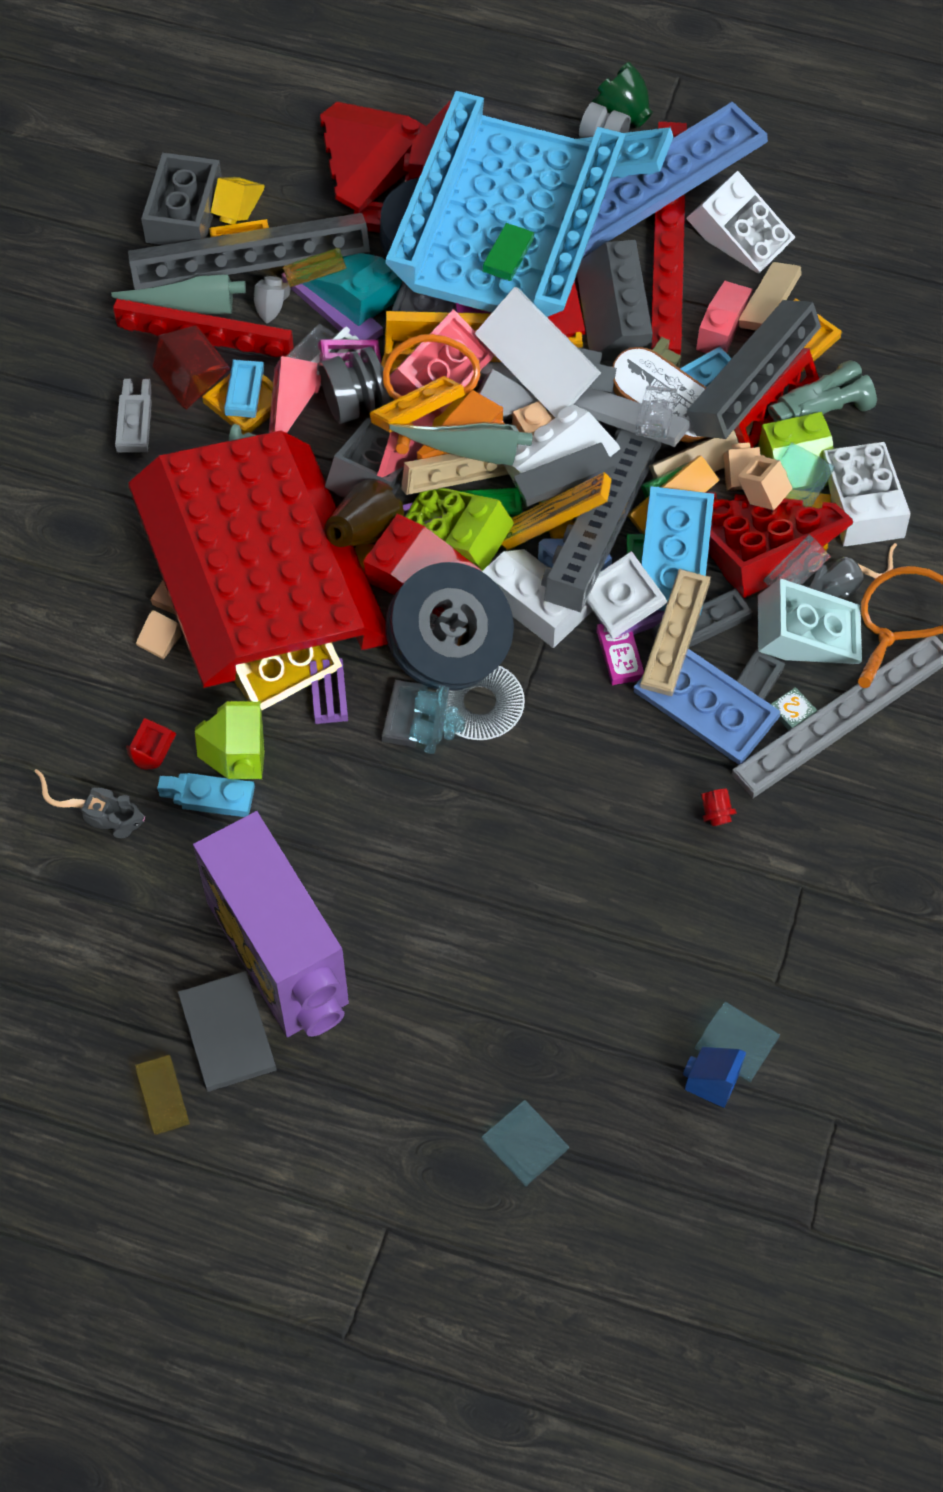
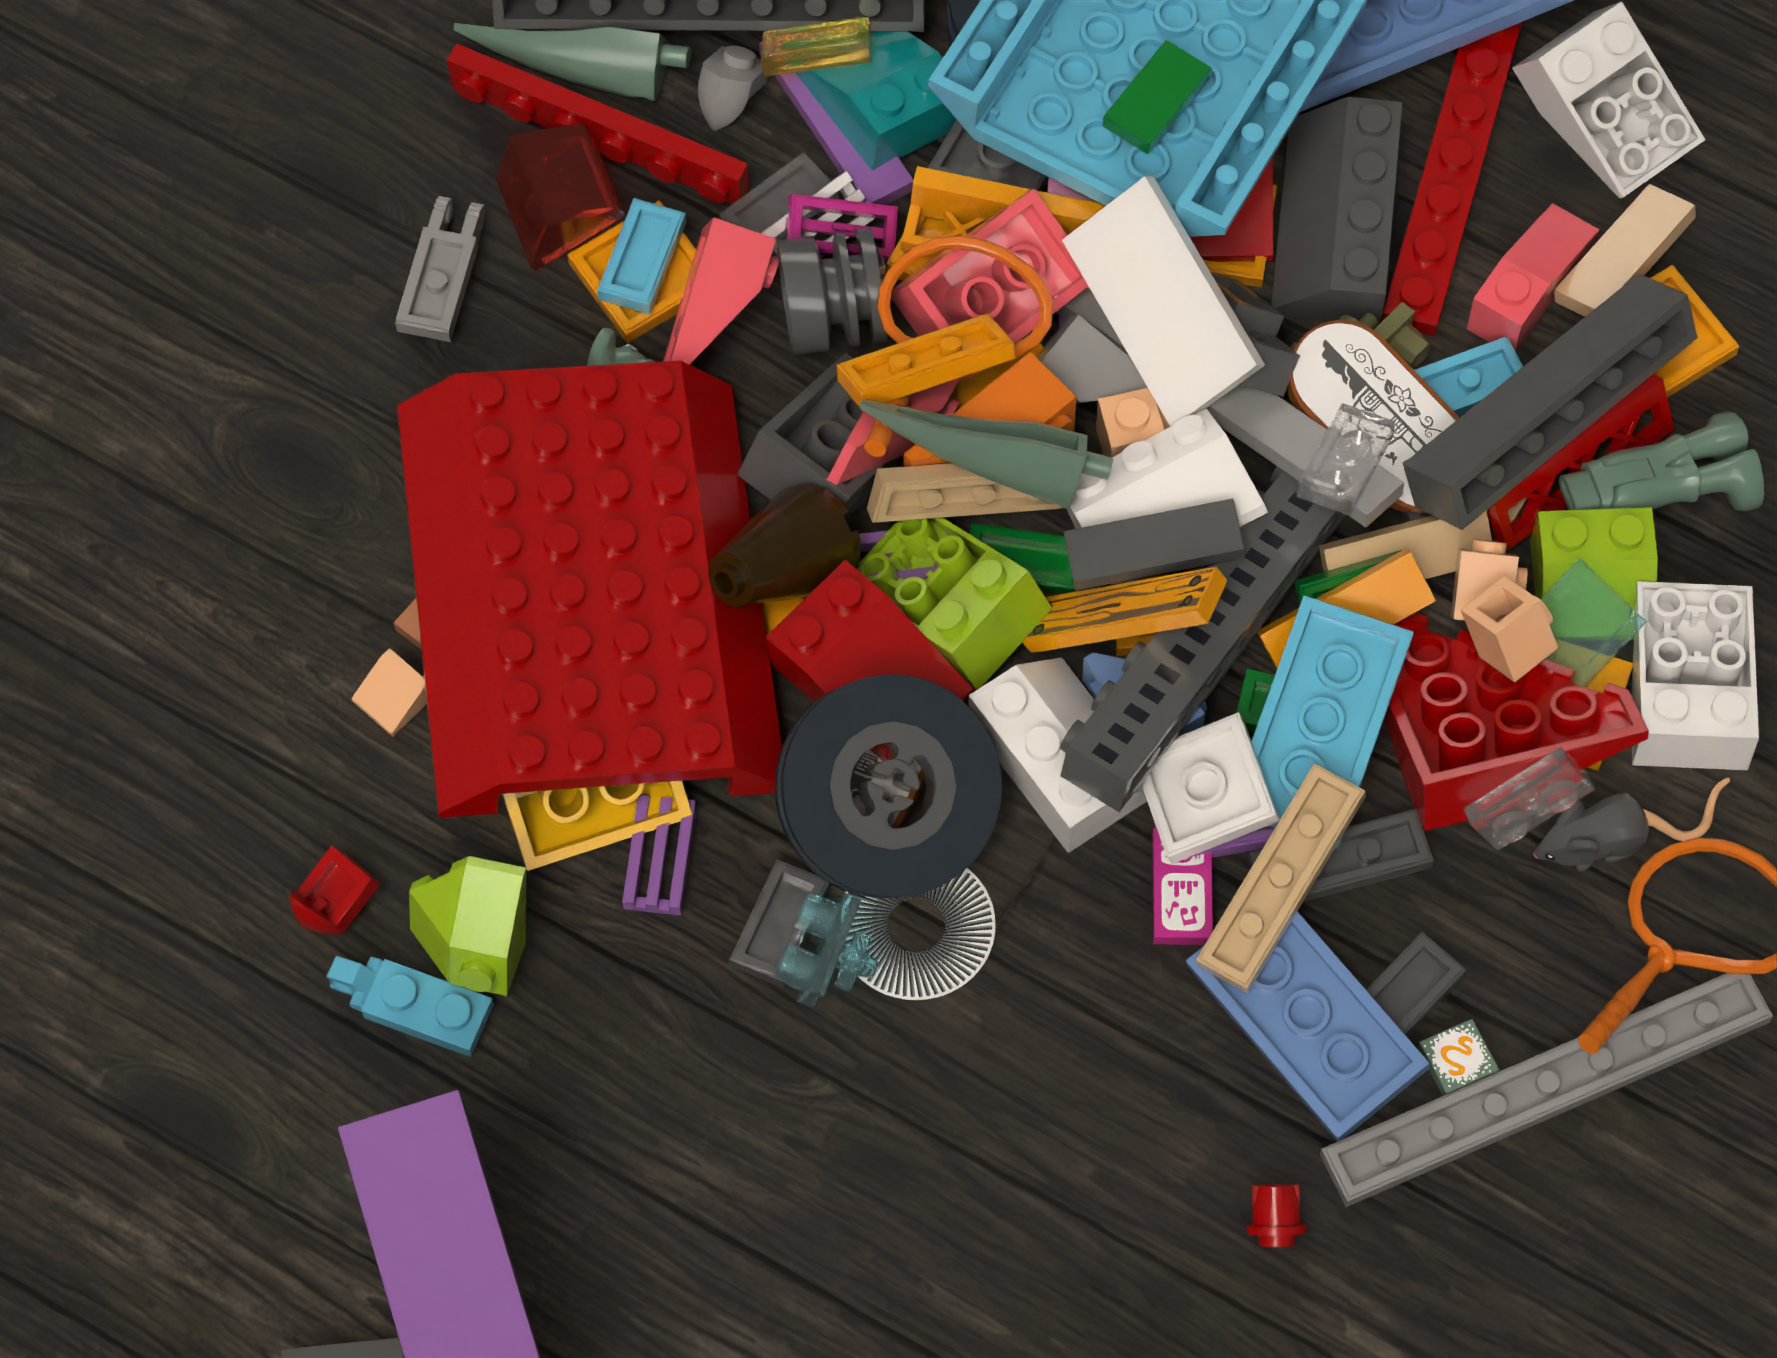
camera: 15 degrees right, 5 degrees up
(102, 809) = (224, 996): dark grey animal -> none
(808, 625) = (1526, 908): light aqua slope -> none

